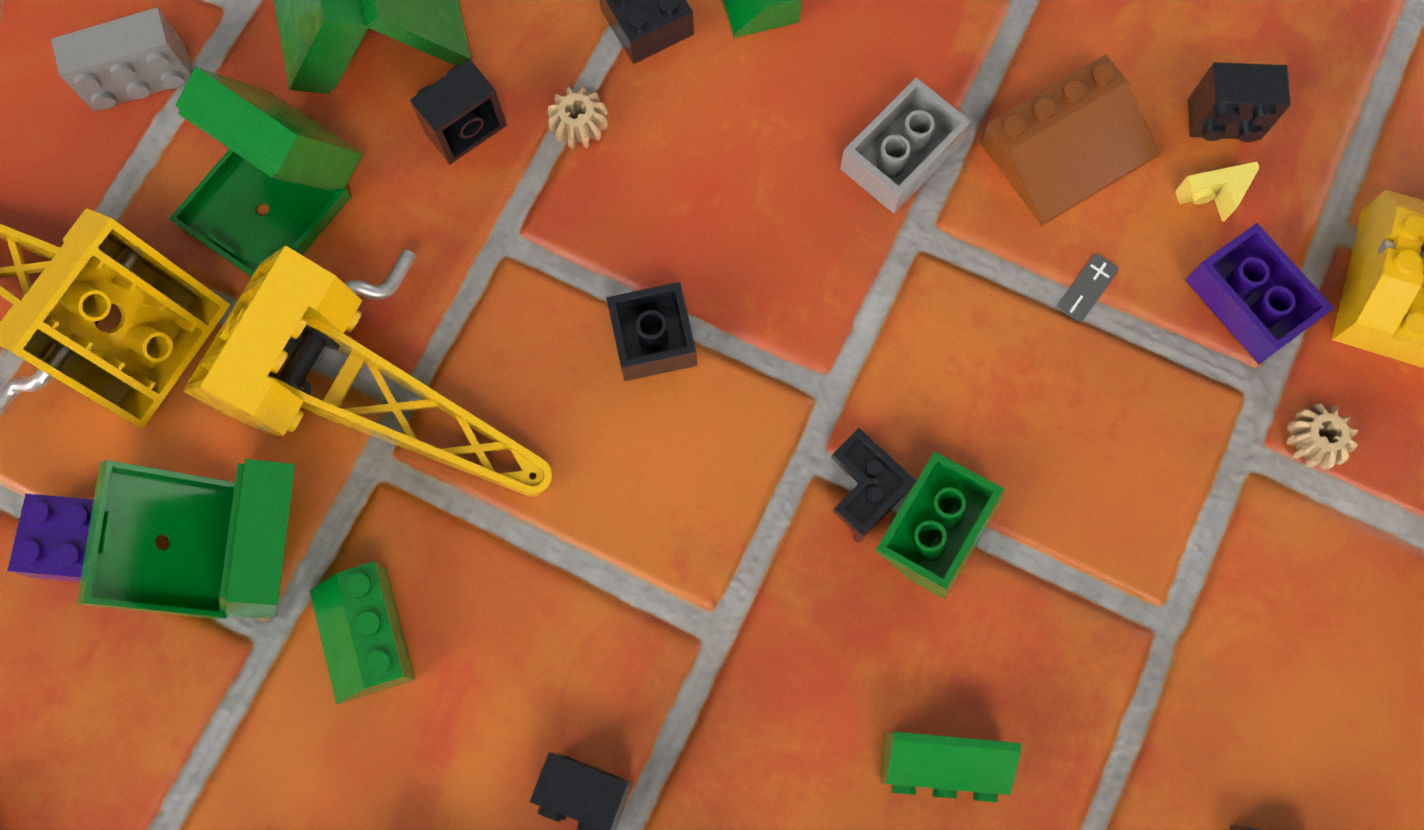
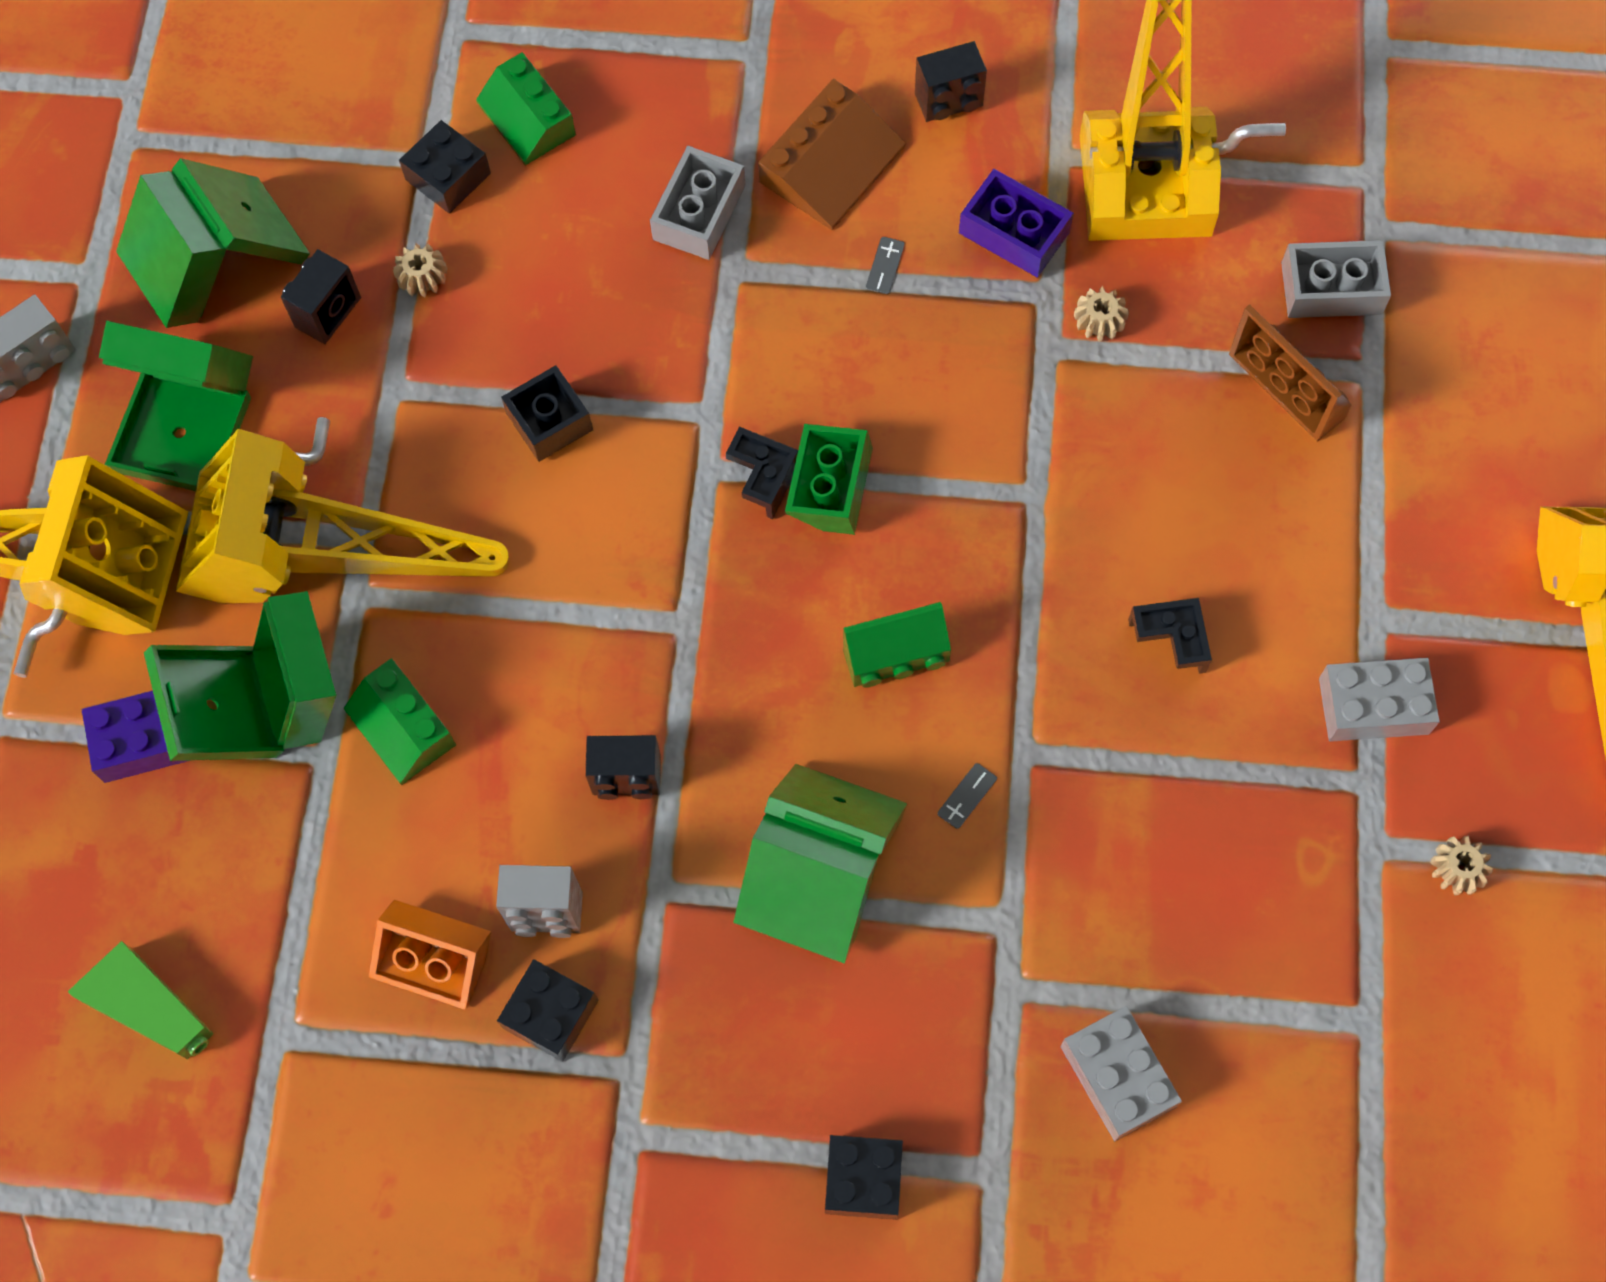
camera: 20 degrees left, 5 degrees down
(1223, 185) = (961, 149): light yellow slope -> none

